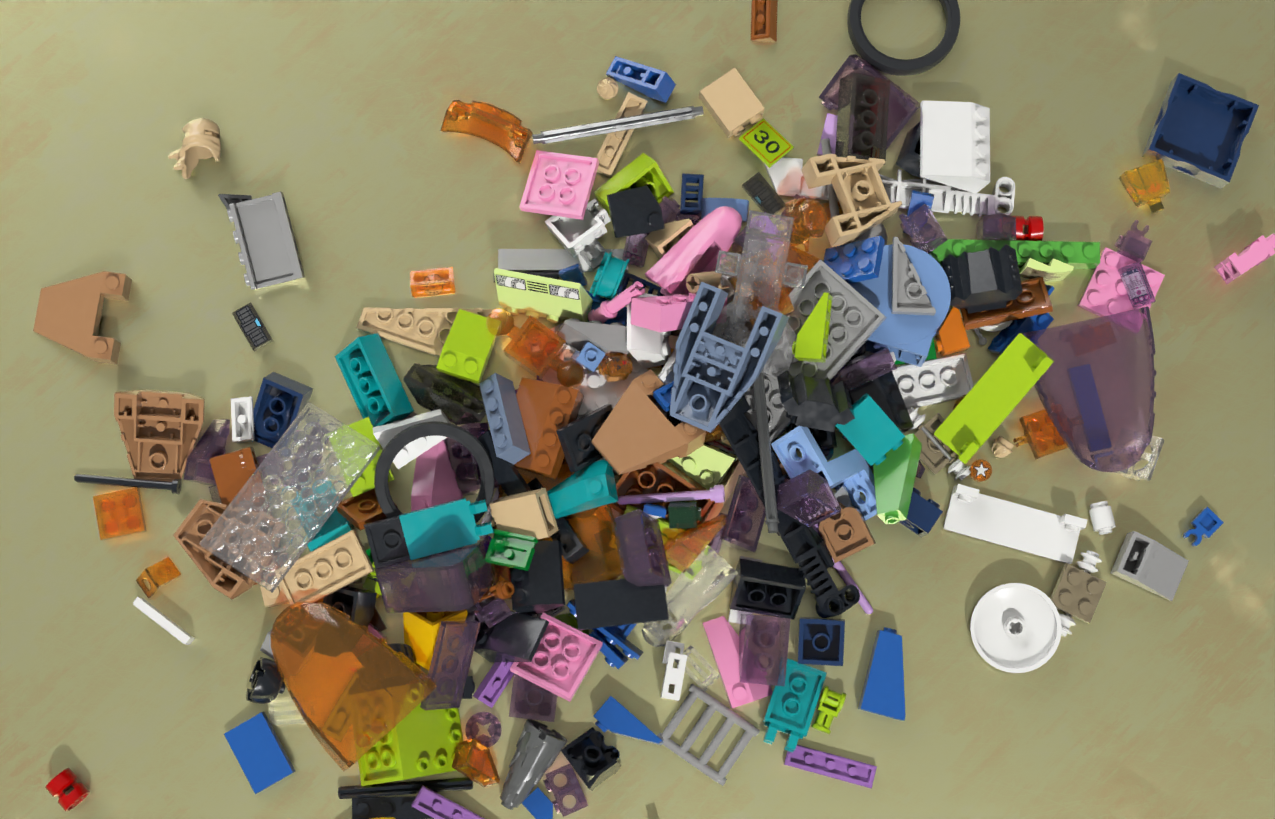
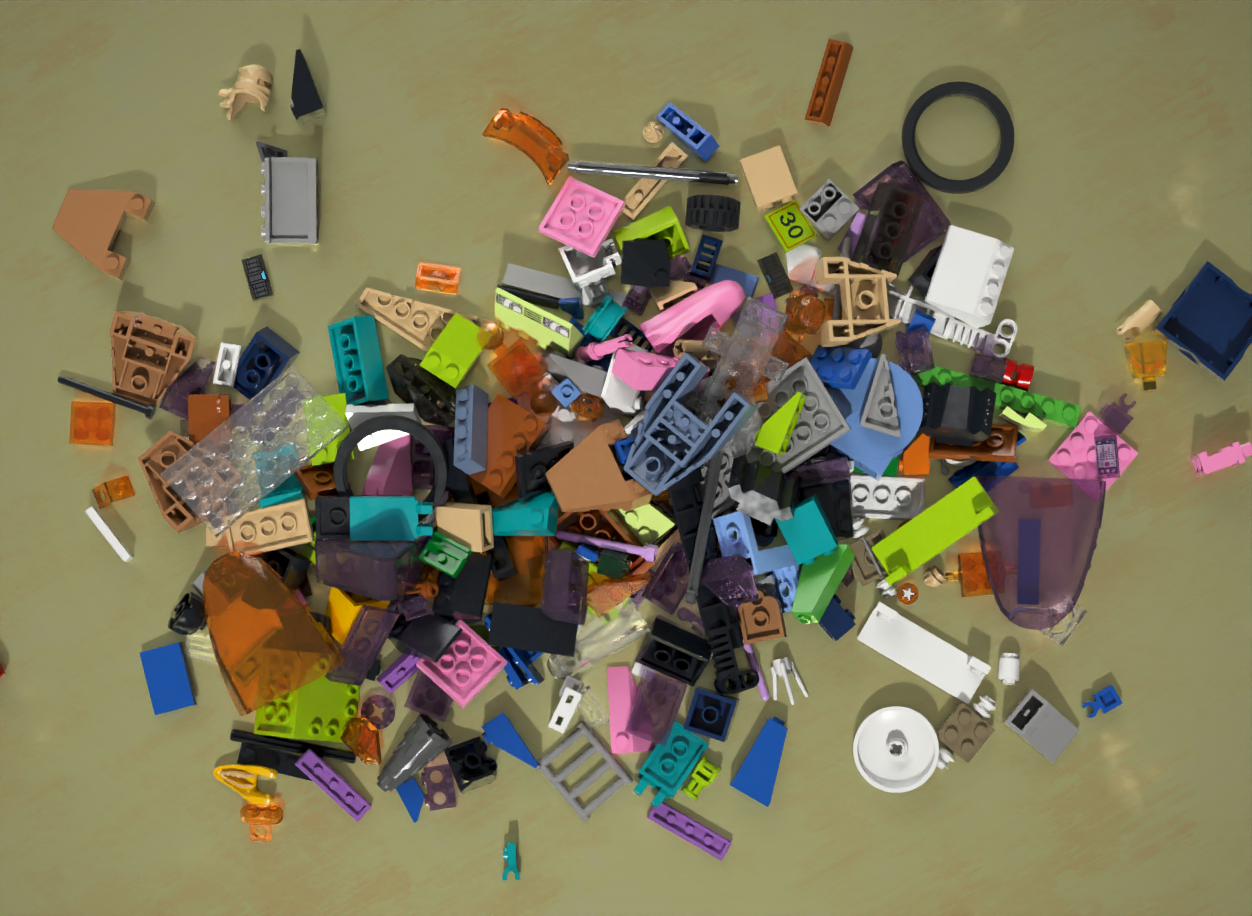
camera: 25 degrees right, 5 degrees up
(258, 141) = (305, 97): none -> black slope
(687, 147) = (713, 213): none -> black tyre
(783, 555) = (685, 614): none -> clear purple plate
(799, 118) = (828, 210): none -> light grey slope
(880, 576) = (782, 668): none -> white plant
(1128, 148) = (1139, 321): none -> tan piece

